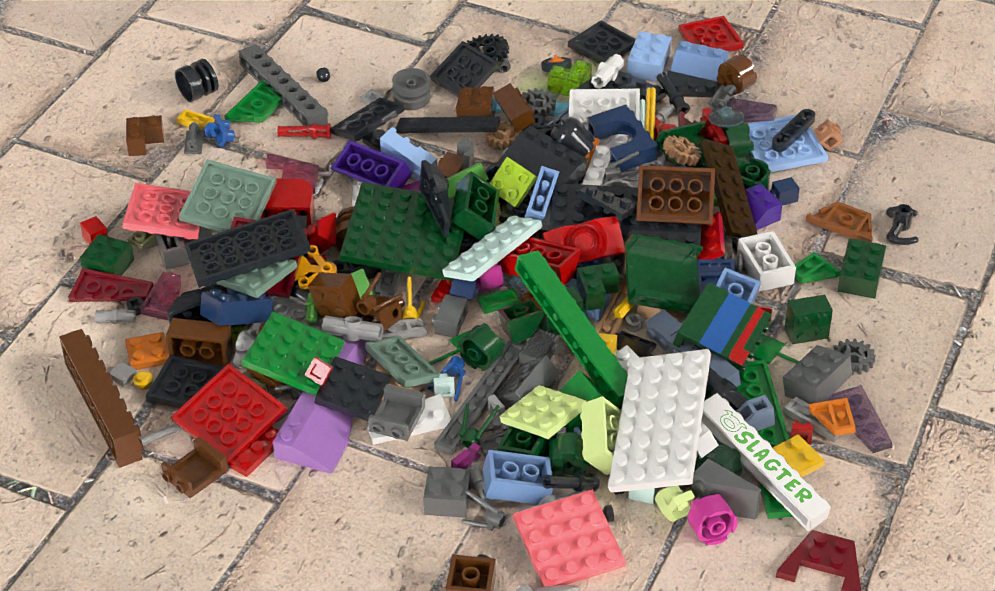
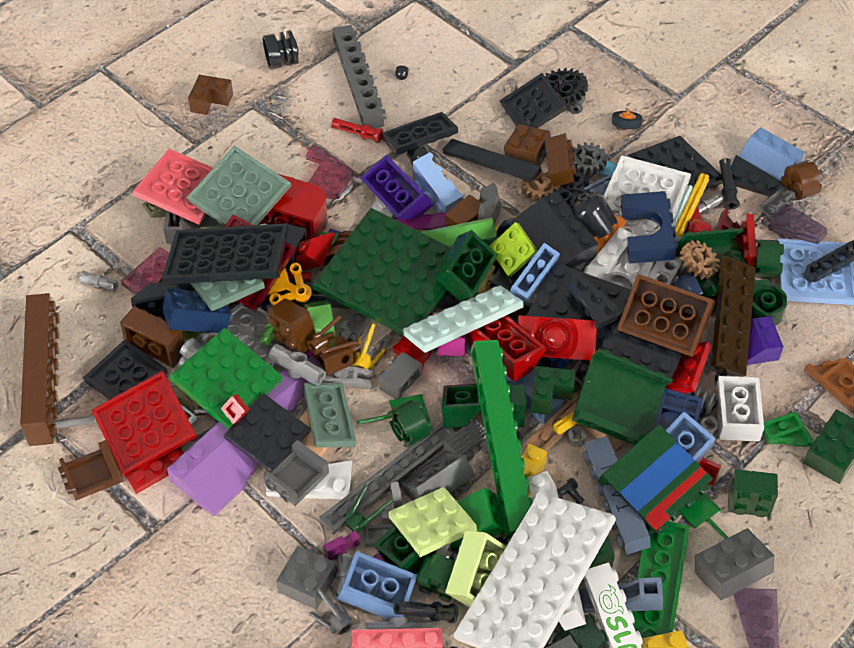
camera: 20 degrees right, 10 degrees up
(91, 228) = (118, 187): red brick -> none
(106, 287) = (105, 248): dark red wing -> none
(107, 255) = (117, 218): dark green brick -> none
(122, 373) = (77, 345): light grey tile -> none
(132, 302) = (119, 271): black bush -> none
(143, 380) = (91, 358): yellow plate -> none
(147, 350) = (106, 327): orange plate -> none
(188, 117) = (262, 91): yellow tile -> none
(194, 139) = (254, 111): dark grey hinge -> none
(220, 131) = (279, 106): blue hips -> none
(255, 105) = (324, 89): green wing -> none
(370, 96) = (436, 107): light grey tile -> none
(411, 88) = (474, 110): dark grey wheel -> none
(435, 193) = (433, 242): black wedge -> none
(444, 385) = (358, 453): light aqua tile -> none
(454, 368) = (377, 436): blue plant -> none
(464, 289) = (420, 356): dark blue brick -> none
(498, 300) = (455, 371): green tile -> none
(563, 79) = (628, 141): clear neon green brick -> none
(601, 42) = (684, 107): black plate -> none
(607, 71) = (670, 143): white piece -> none
(614, 172) = (623, 264): dark grey plant -> none
(637, 344) = (565, 462): black slope -> none
(649, 55) = (723, 134): light blue brick -> none
(712, 33) = (798, 126): red plate -> none
(725, 389) = (625, 554): black piece -> none
(726, 117) = (765, 231): dish -> none
(785, 190) = (795, 330): dark blue brick -> none
(799, 411) = (711, 613): light grey plate -> none
(803, 430) = (689, 625): red tile -> none
(834, 416) = (731, 619): orange wing -> none
(857, 352) = (785, 548): dark grey gear -> none

